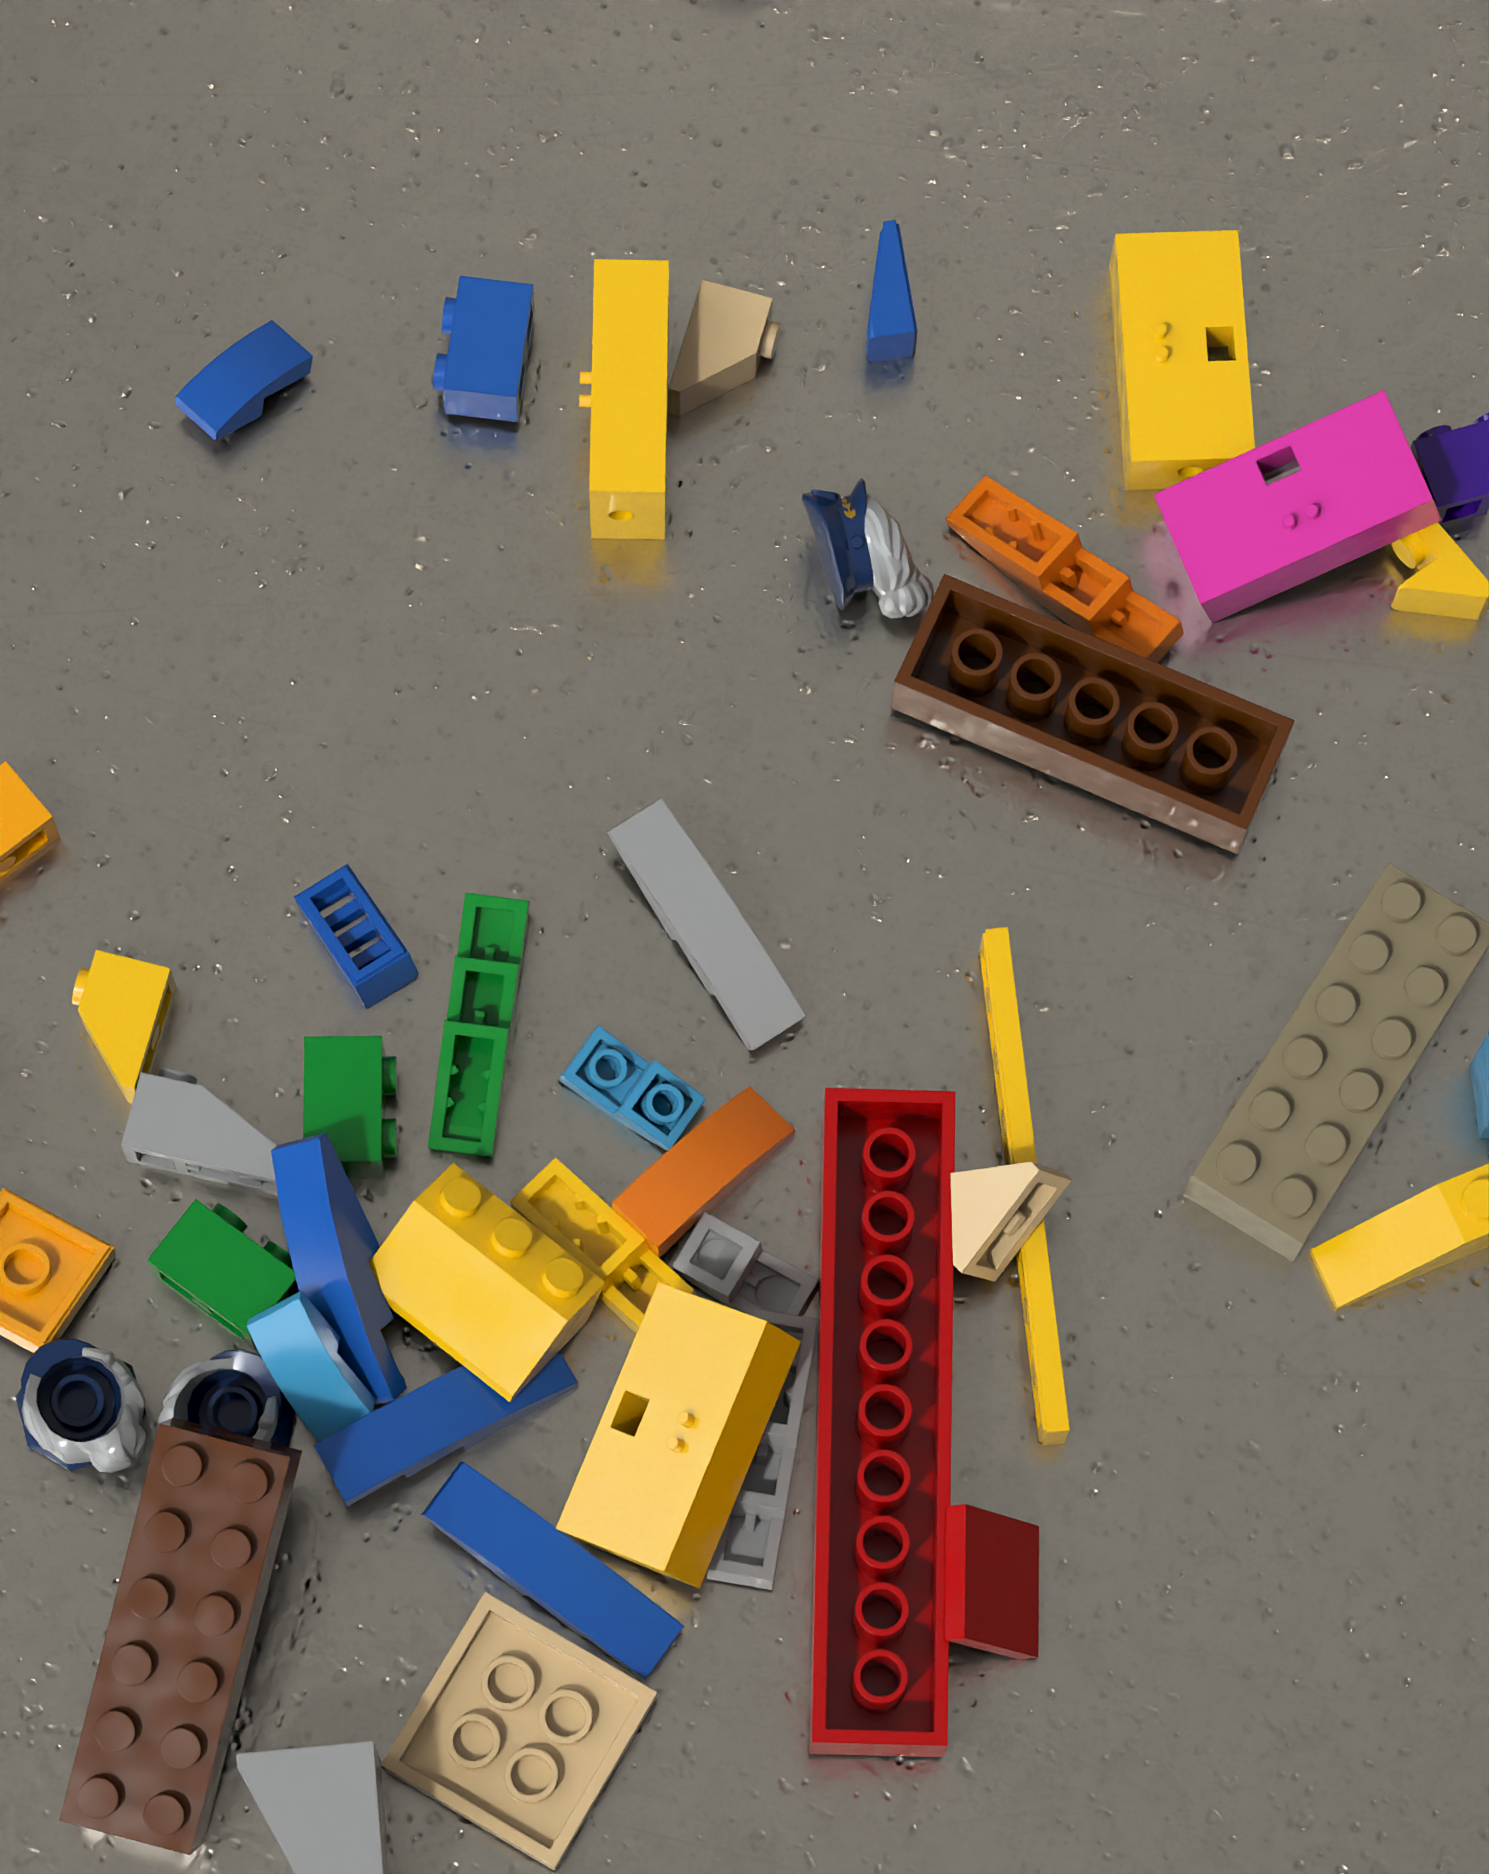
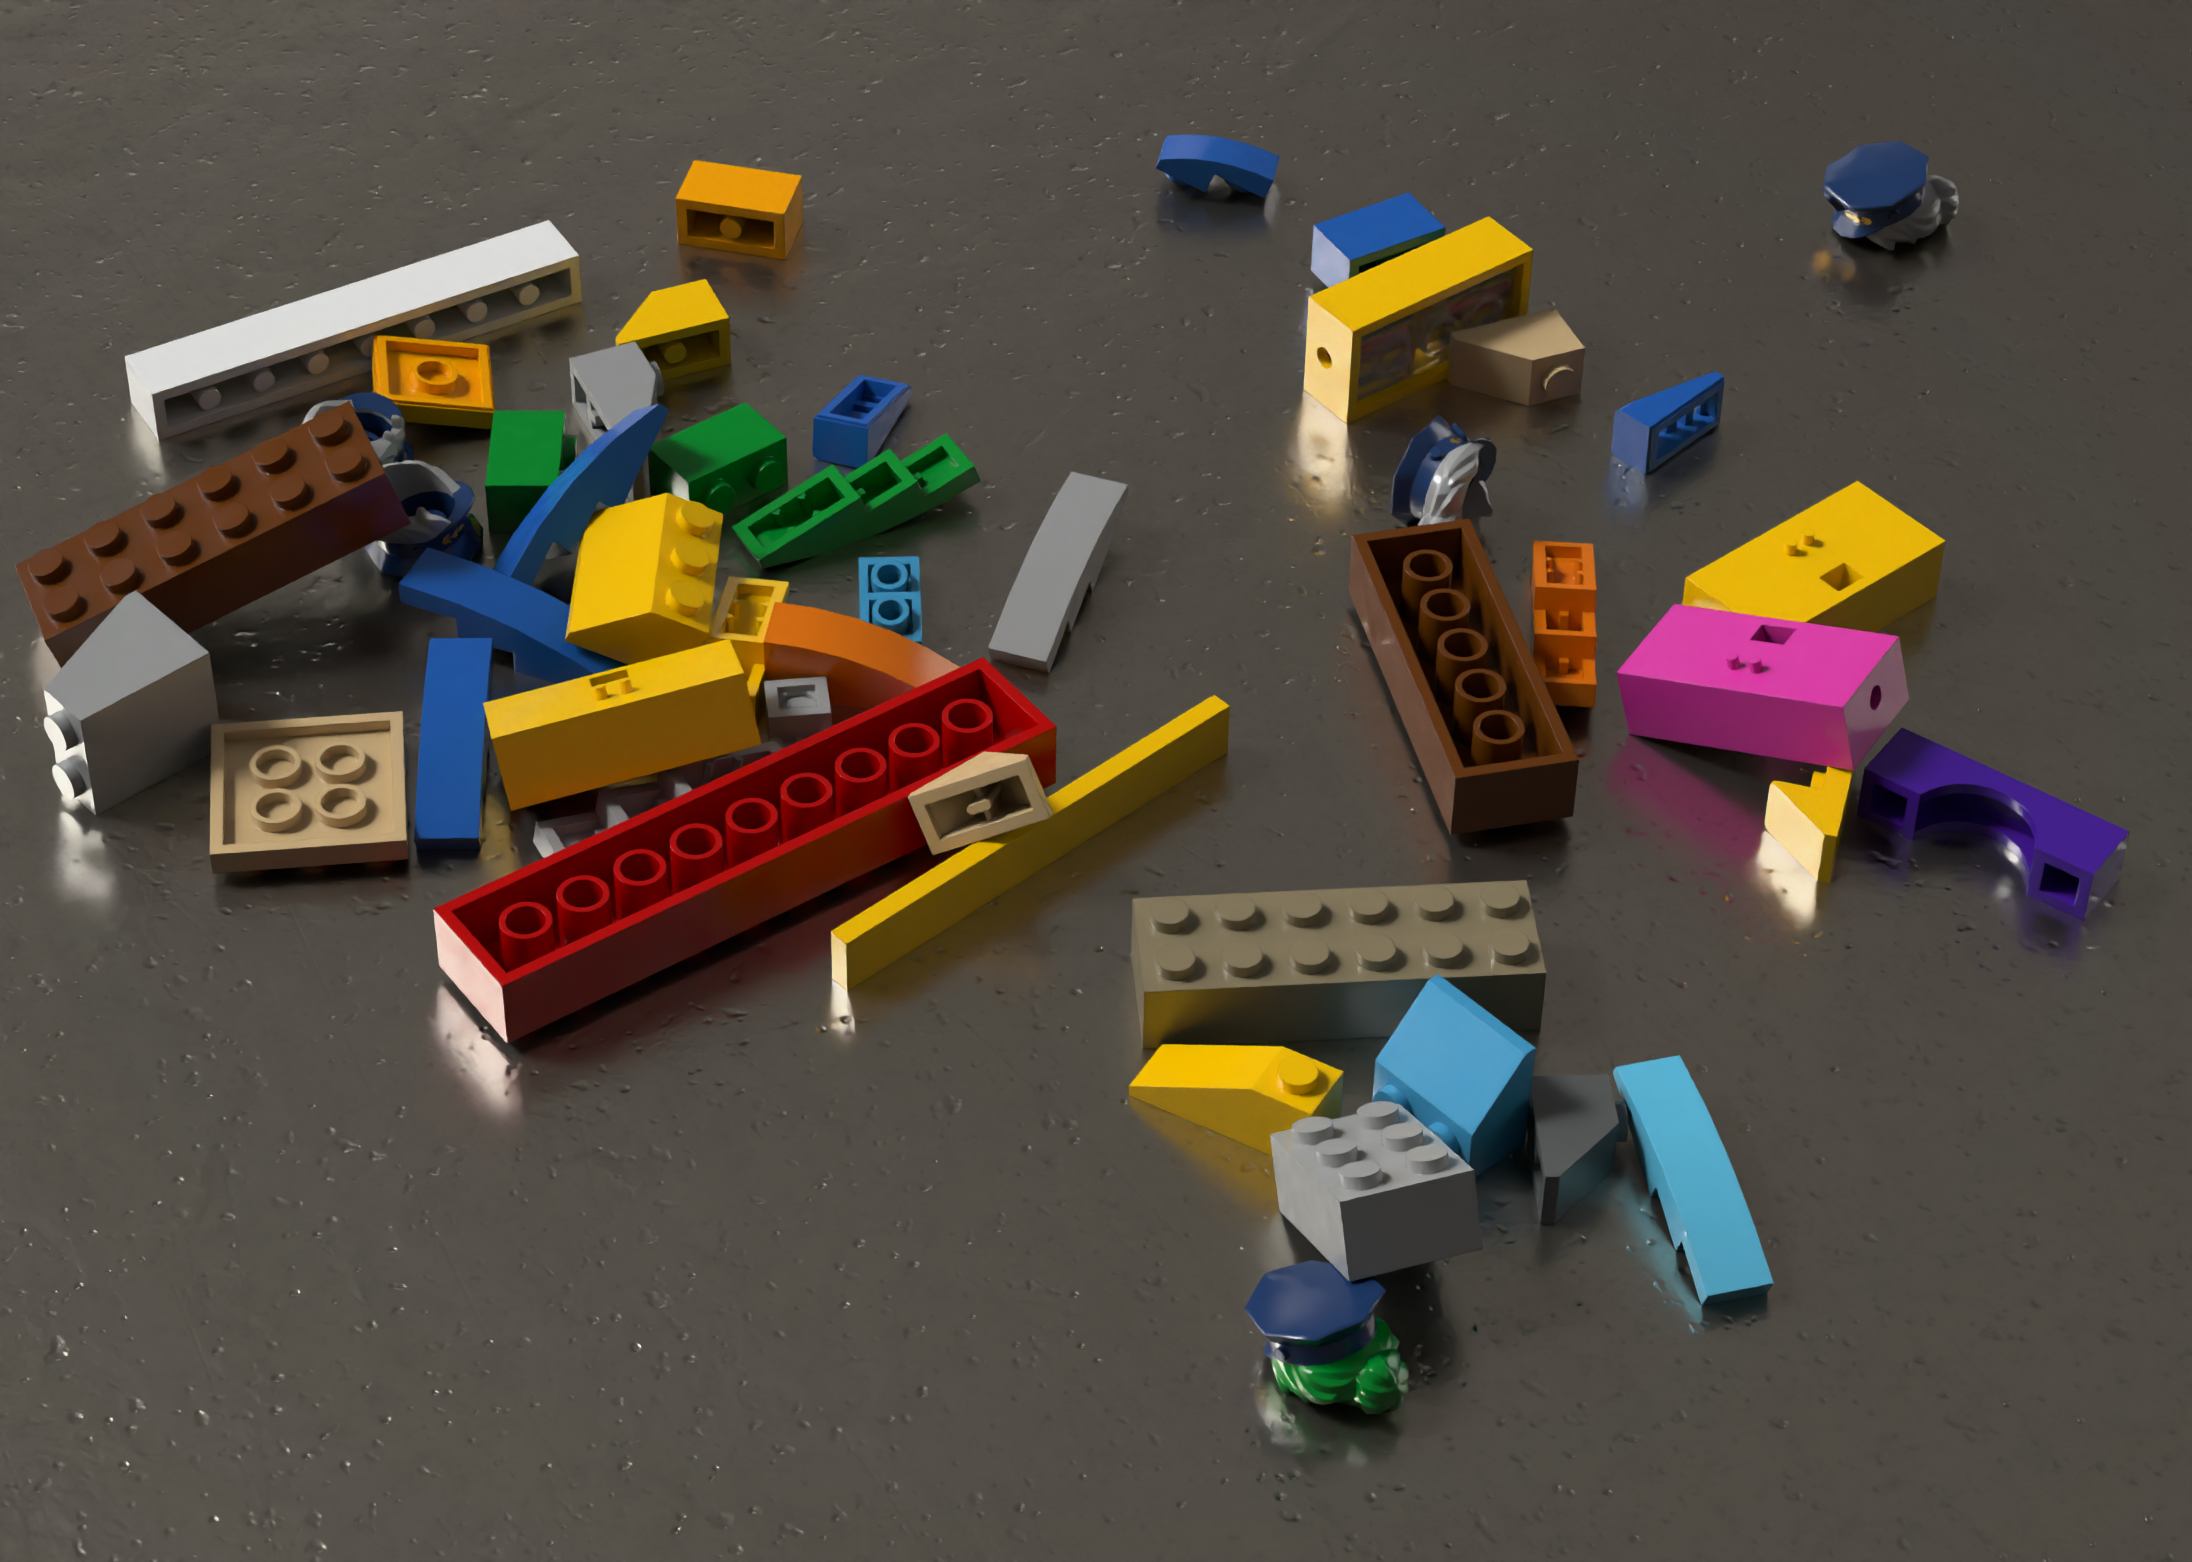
camera: 55 degrees right, 30 degrees down
(305, 1364) = (496, 504): dark azure slope -> none
(991, 1582) = (673, 967): red tile -> none

